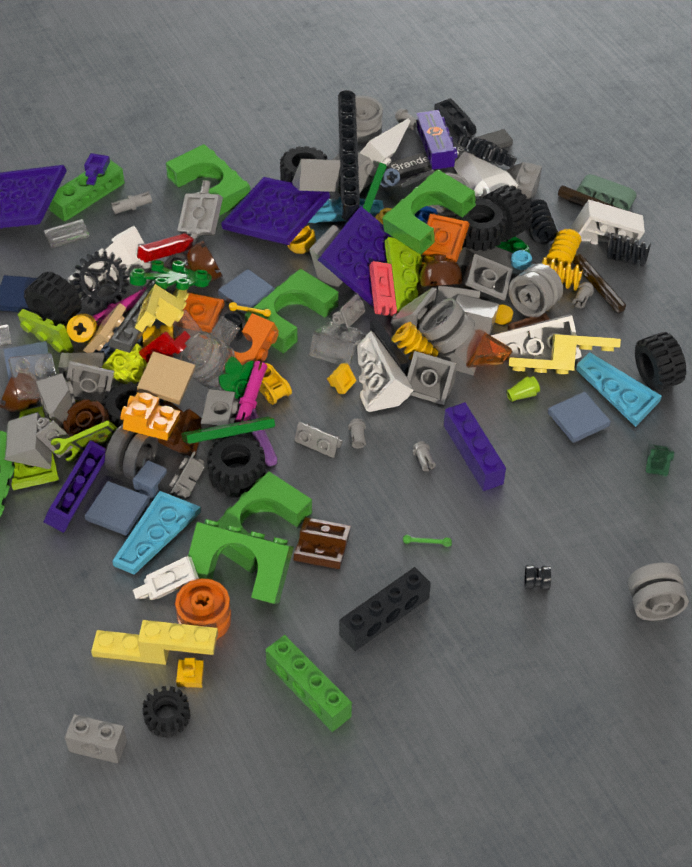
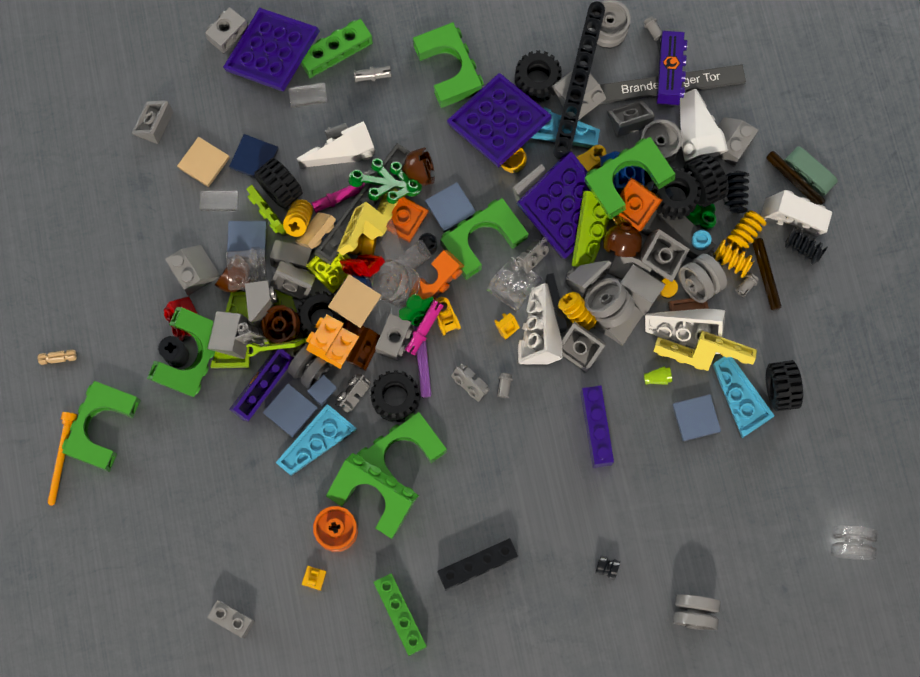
camera: 15 degrees right, 25 degrees up
(95, 165) = (346, 30): dark purple plate -> none
(109, 283) = (318, 181): black gear -> none
(154, 642) = (292, 549): light yellow bracket -> none
(164, 247) = (389, 144): red piece -> none
(167, 579) = (314, 496): white hinge -> none
(169, 724) = (279, 599): black tyre -> none
(200, 213) = (429, 109): light grey plate -> none
(228, 430) = (395, 363): green tile -> none
(233, 306) = (432, 227): yellow hinge -> none
(317, 175) = (542, 103): light grey slope -> none
(322, 543) = (446, 486): reddish brown slope -> none
(374, 186) = (590, 126): green tile -> none
(383, 288) = (568, 242): coral hinge -> none
(384, 146) = (620, 66): white wedge -> none
(393, 181) = (613, 105): sand blue bush -> none
(422, 452) = (553, 422): light grey pin -> none
(446, 541) = (515, 499): bright green hinge -> none
(455, 117) = (700, 37): black hinge -> none
(486, 150) = (711, 100): black gear -> none
(488, 352) = (638, 330): clear orange slope -> none
(659, 459) = (750, 476): clear green slope -> none

